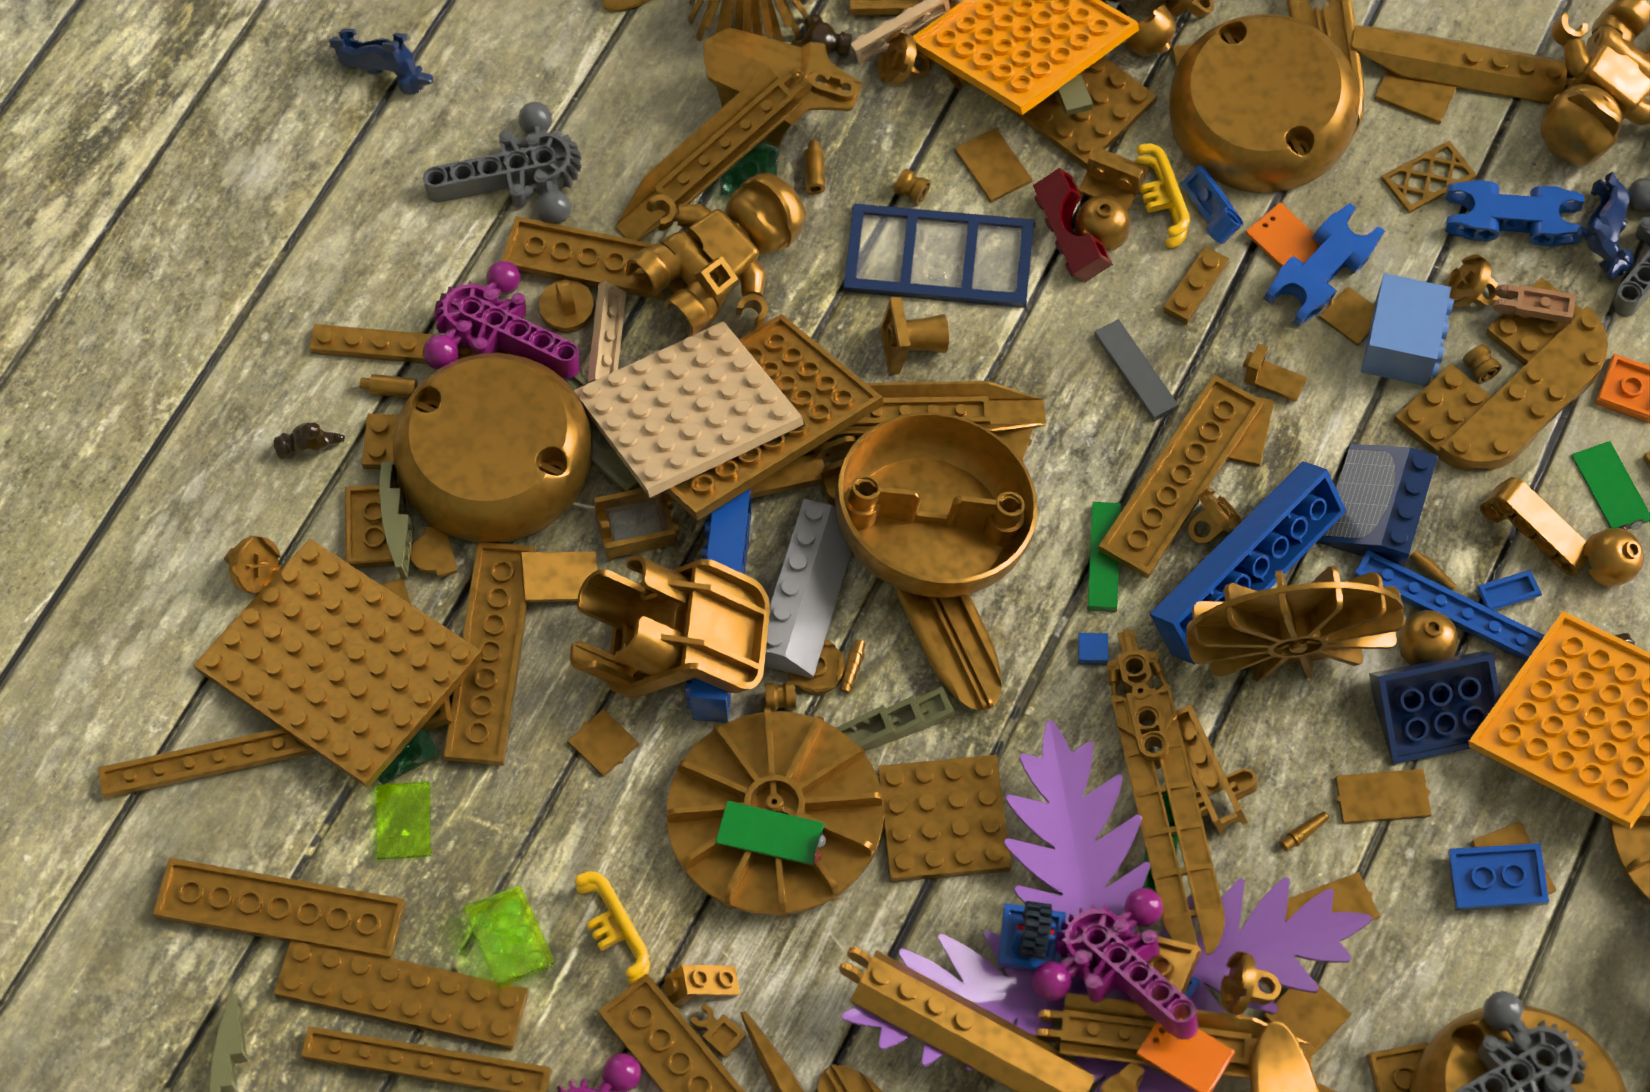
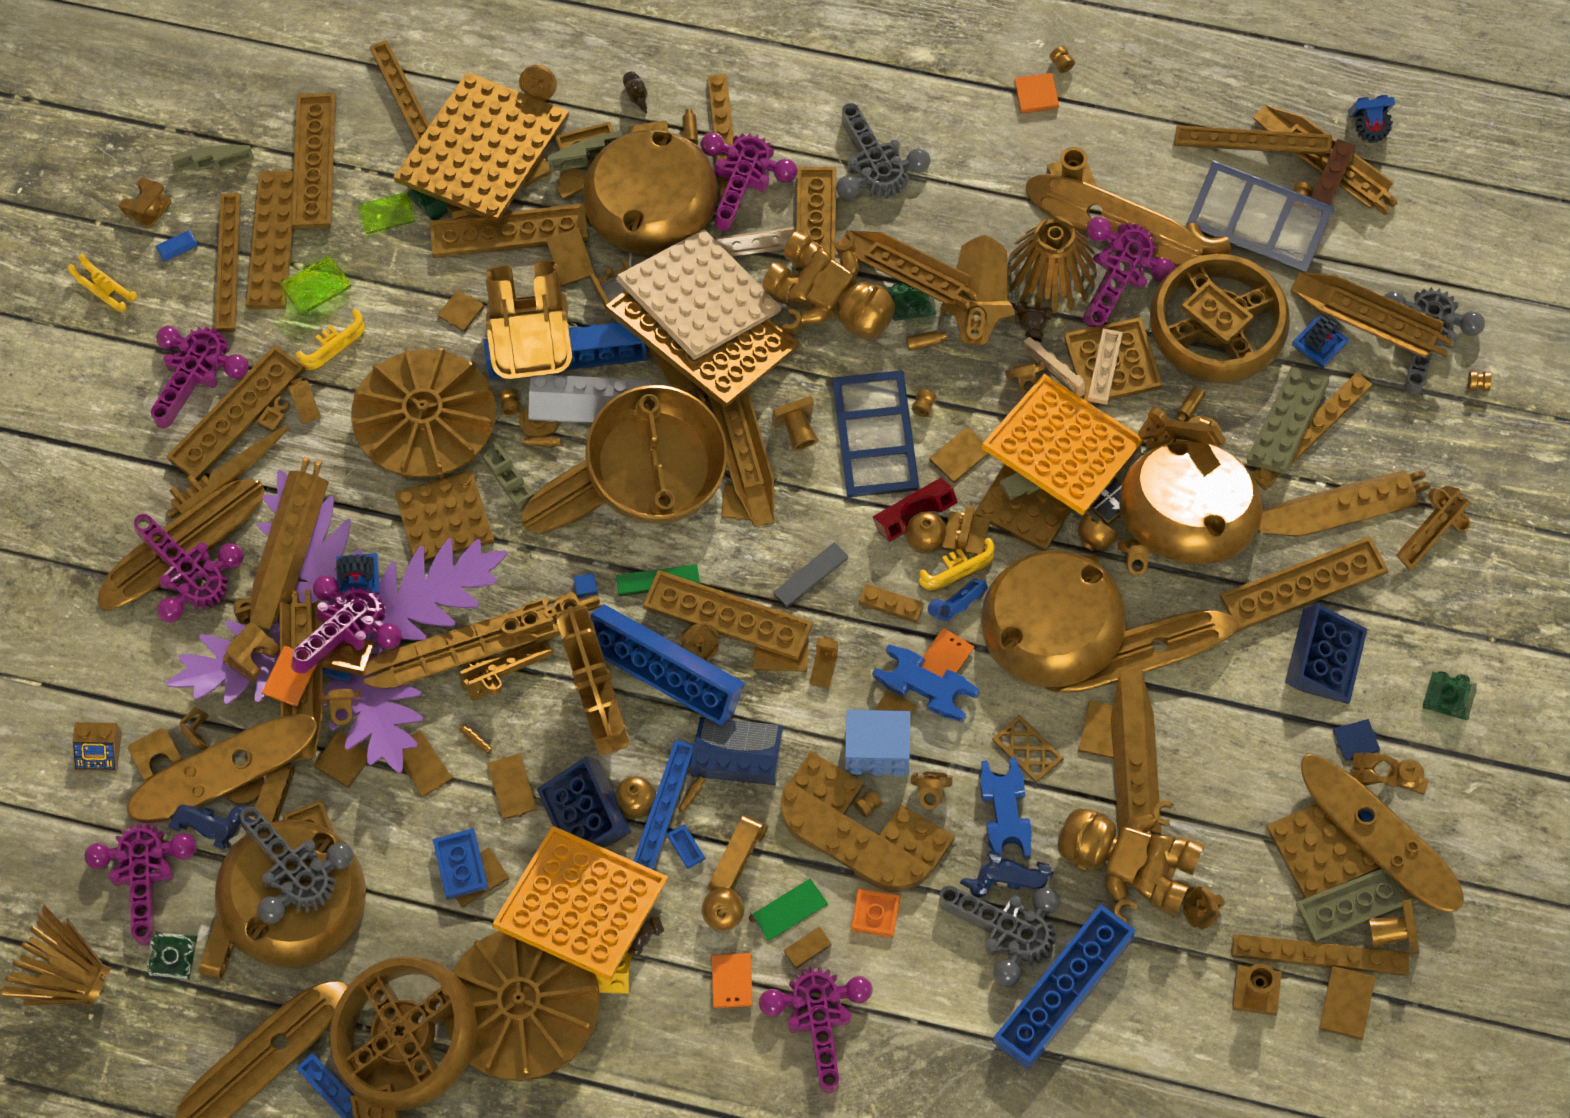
camera: 80 degrees right, 0 degrees up
(380, 56) = (939, 57): dark blue animal -> none
(566, 305) = (776, 214): pearl gold tile -> none
(722, 273) = (789, 283): pearl gold plate -> none
(771, 833) = (399, 406): green piece -> none
(1535, 303) = (922, 831): medium nougat hinge -> none

